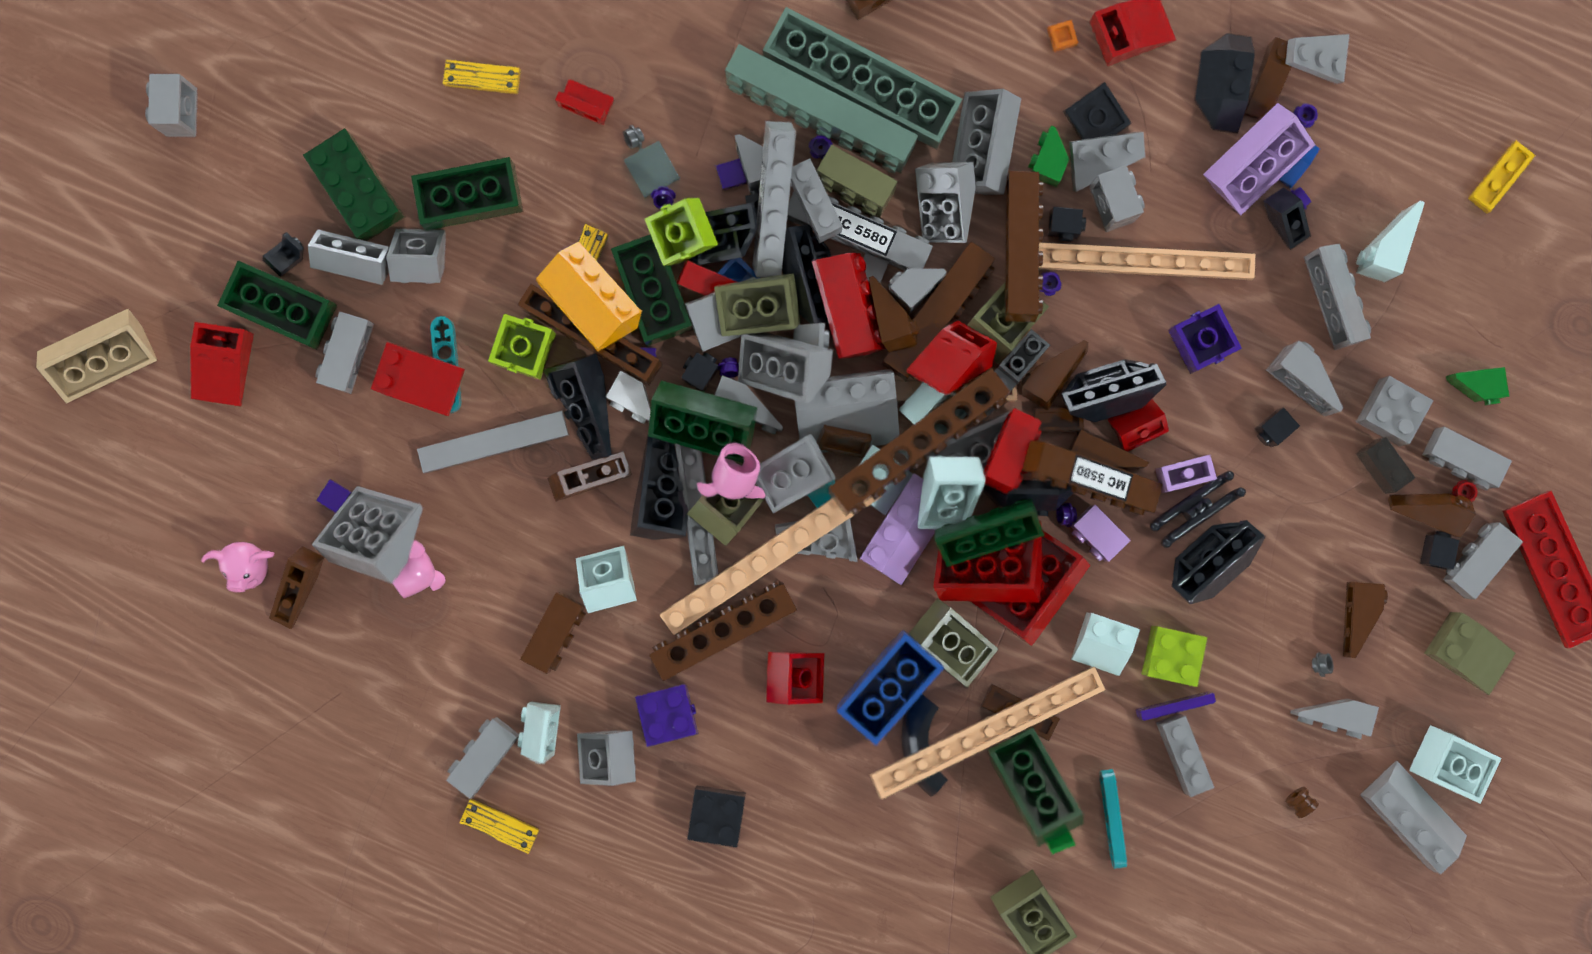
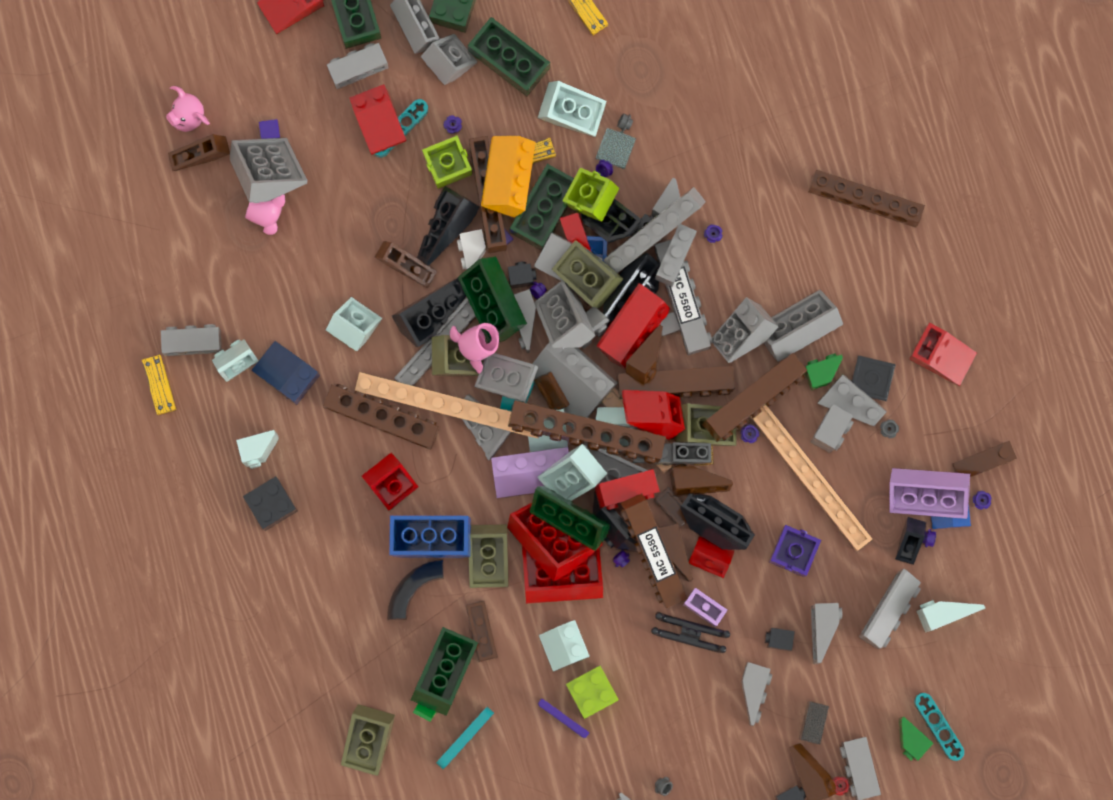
camera: 50 degrees right, 5 degrees down
(487, 302) = (452, 129): none -> dark purple plate
(492, 442) = (378, 192): light grey tile -> none
(553, 633) = (297, 320): reddish brown brick -> none
(574, 177) = (572, 108): none -> light aqua slope
(585, 101) = (621, 77): red panel -> none
(596, 689) = (286, 372): none -> dark blue slope
(606, 757) = (250, 411): light grey slope -> none
(650, 785) = (257, 448): none -> light aqua slope
(667, 715) = (304, 425): dark purple brick -> none
(731, 174) = (651, 195): dark purple tile -> none
(819, 109) = (733, 213): sand green brick -> none
(856, 181) = (708, 270): olive brick -> none
(862, 77) = (773, 222): sand green brick -> none
(914, 286) = (677, 355): light grey slope -> none
(986, 732) = (453, 618): light nougat plate -> none
(1062, 35) = (903, 318): orange tile -> none
(1066, 223) = (793, 413): black brick -> none
(1099, 534) = (627, 587): lavender brick -> none
(1162, 138) = (884, 428): none -> dark grey plate
(1185, 755) = (538, 748): light grey brick -> none
(1215, 560) = (668, 669): black wedge -> none
(1225, 81) = (959, 434): black wedge -> none
(1299, 491) = (753, 685): none -> light grey slope
(1319, 56) = (1023, 477): light grey wing -> none
(1362, 610) = (716, 782): reddish brown slope -> none
(1394, 411) = (850, 701): light grey brick -> none
(1487, 347) = (936, 728): none -> teal beam
(1501, 177) = (1049, 648): yellow tile -> none

